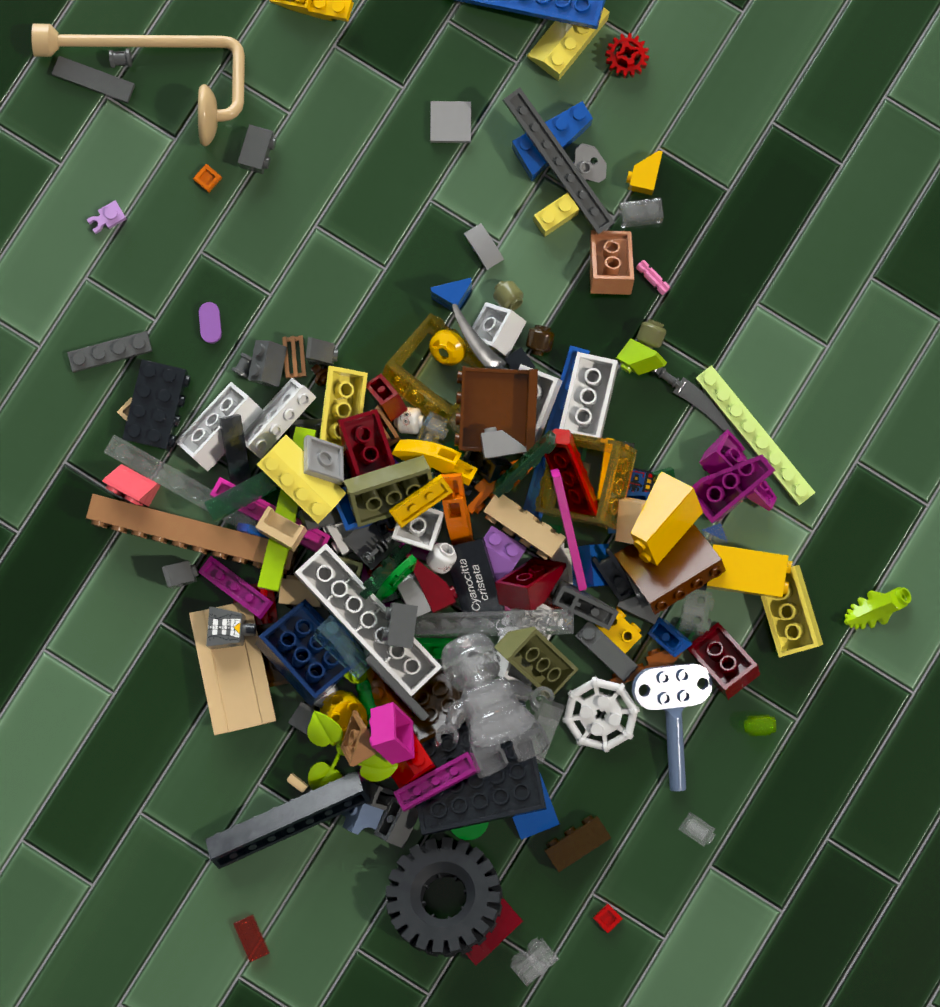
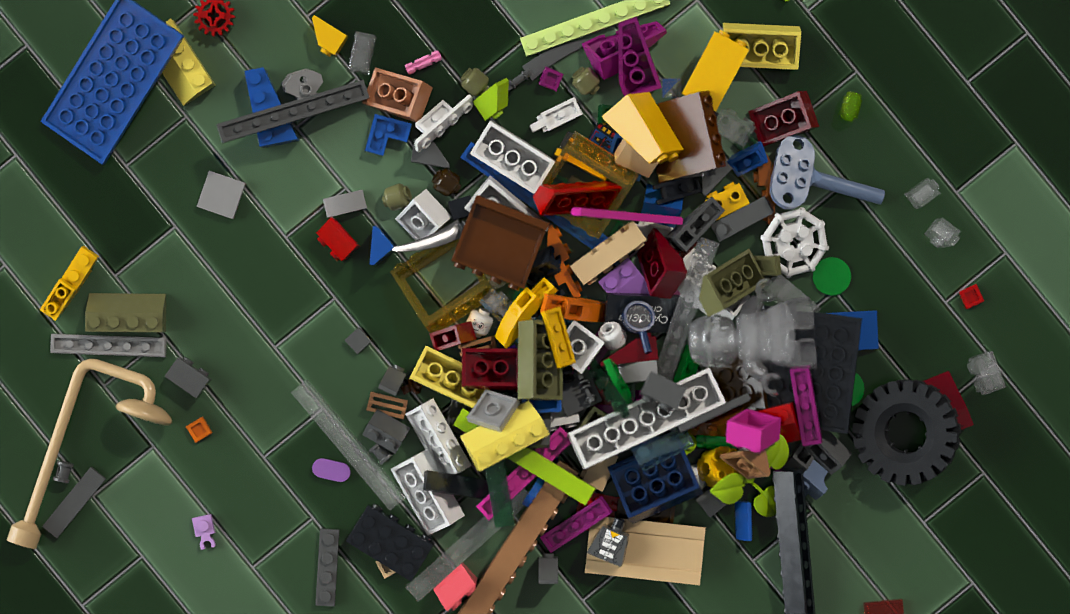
camera: 70 degrees left, 5 degrees up
(241, 330) = (348, 444): none -> clear brick
(262, 61) = (108, 345): none -> light grey tile
(281, 529) = (542, 468): tan panel -> none
(296, 759) = (743, 520): none -> blue slope
(297, 783) = (764, 526): tan tile -> none
(300, 67) = (125, 312): none -> olive slope
(350, 306) = (358, 340): none -> dark grey tile
(445, 250) = (337, 240): none -> red slope
(451, 343) = (422, 263): yellow piece -> none
(467, 578) = (639, 319): none -> piece
(499, 444) = (531, 251): light grey slope -> none
(521, 467) = (556, 235): clear green plate -> none
(556, 214) = (338, 129): light yellow brick -> none
(563, 311) = (430, 156): none -> dark grey slope
(568, 695) = (769, 264): none -> olive tile
(570, 258) = (382, 130): none -> blue plate
(577, 842) = (898, 301): dark brown brick -> none
(579, 765) = (832, 276): none -> green piece
(600, 311) = (439, 119): none -> white bracket
(645, 429) = (557, 116): none -> white hinge
(662, 865) = (942, 233): none -> clear brick
(681, 410) = (550, 78): none -> magenta tile
(691, 446) = (586, 81): none -> olive head

